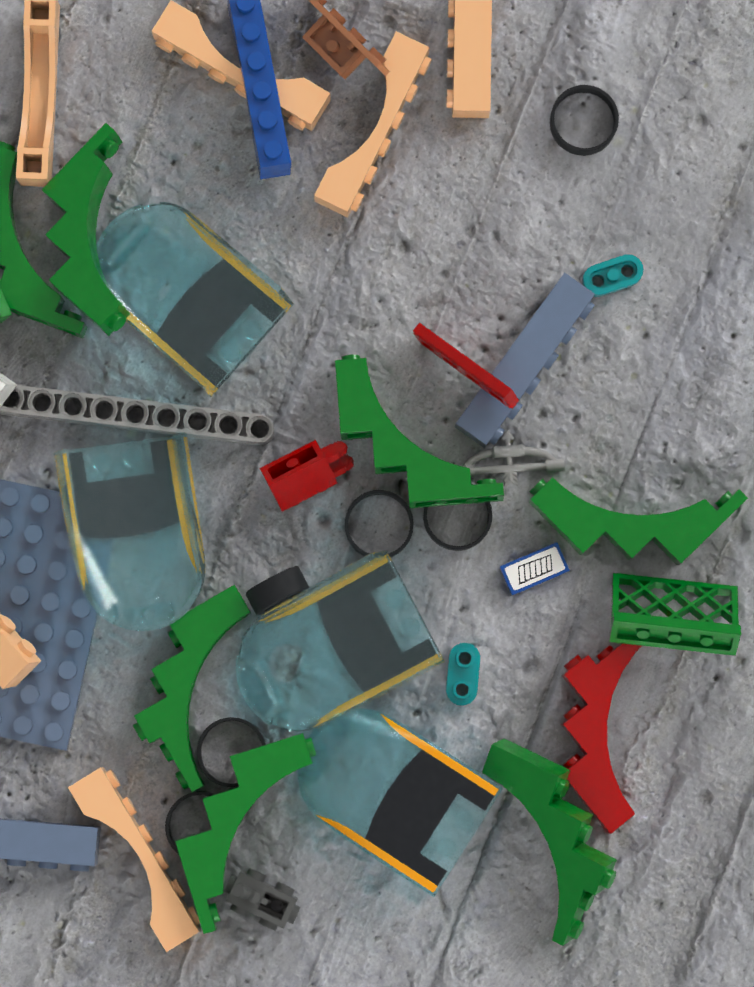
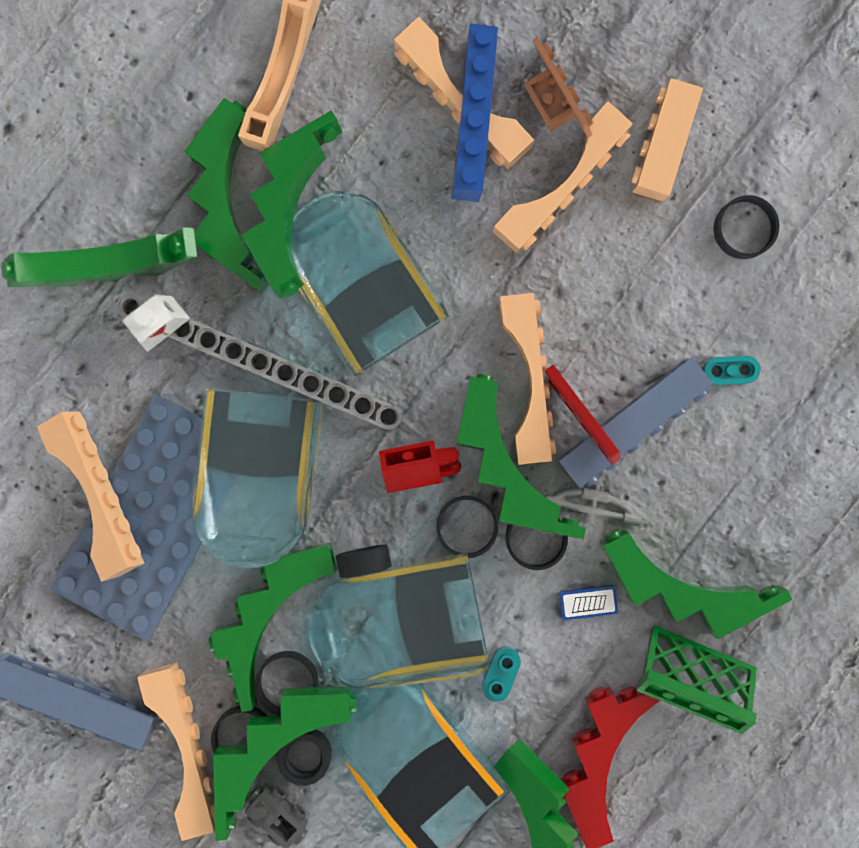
camera: 25 degrees right, 5 degrees up
(254, 839) = (302, 777): none -> black tyre
(371, 289) = (519, 321): none -> light nougat arch

